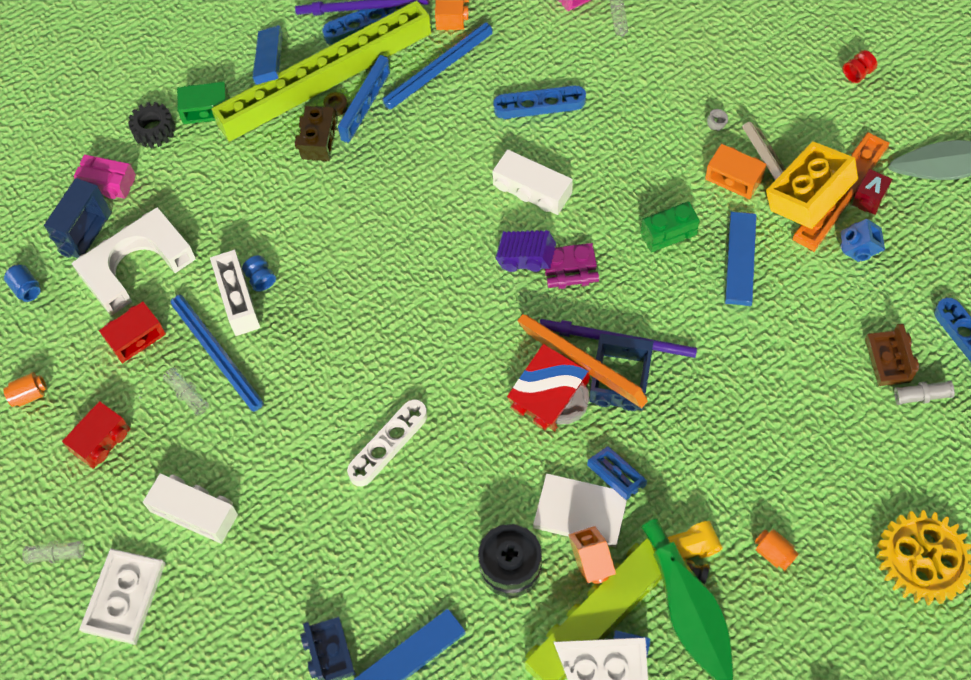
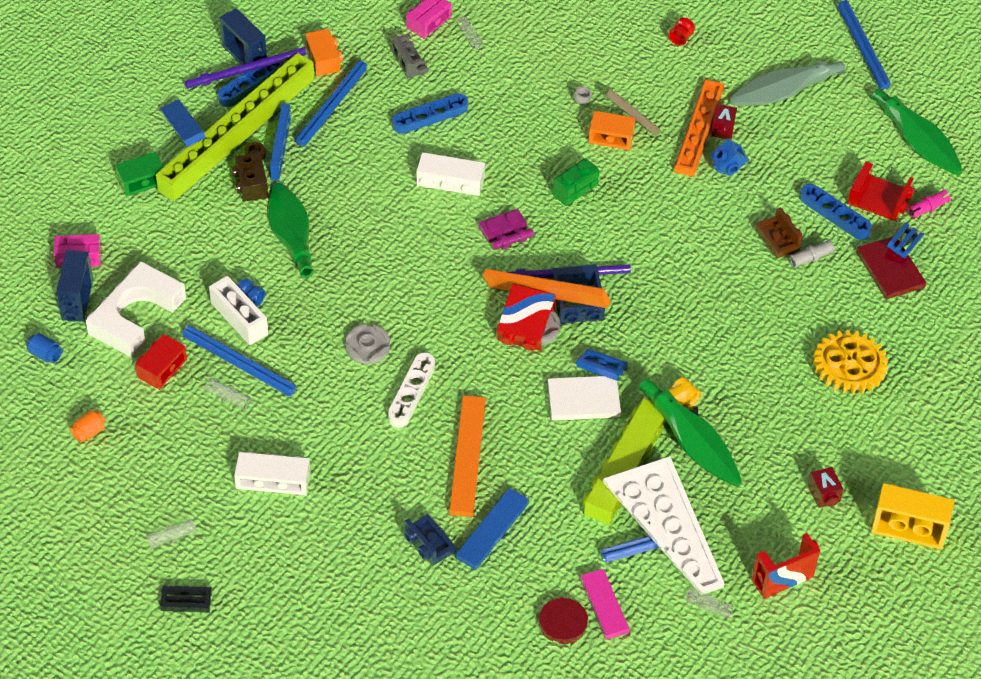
camera: 25 degrees left, 10 degrees down
(56, 649) = (185, 602): none -> black tile
(96, 435) = (167, 443): red brick -> none
(122, 596) = (243, 550): white tile -> none
(153, 135) = (102, 211): black tyre -> none
(335, 204) = (291, 226): none -> green animal
(362, 369) = (367, 344): none -> light grey tile
(417, 550) = (467, 456): none -> orange tile
(513, 544) = (545, 441): black wheel -> none
(525, 250) = (467, 224): dark purple brick -> none
(541, 29) = (407, 56): none -> dark grey hinge
(592, 555) = (607, 418): brick -> none
(740, 259) = (639, 193): blue tile -> none
(776, 549) = (741, 384): orange brick -> none
(812, 184) = (677, 125): yellow brick -> none

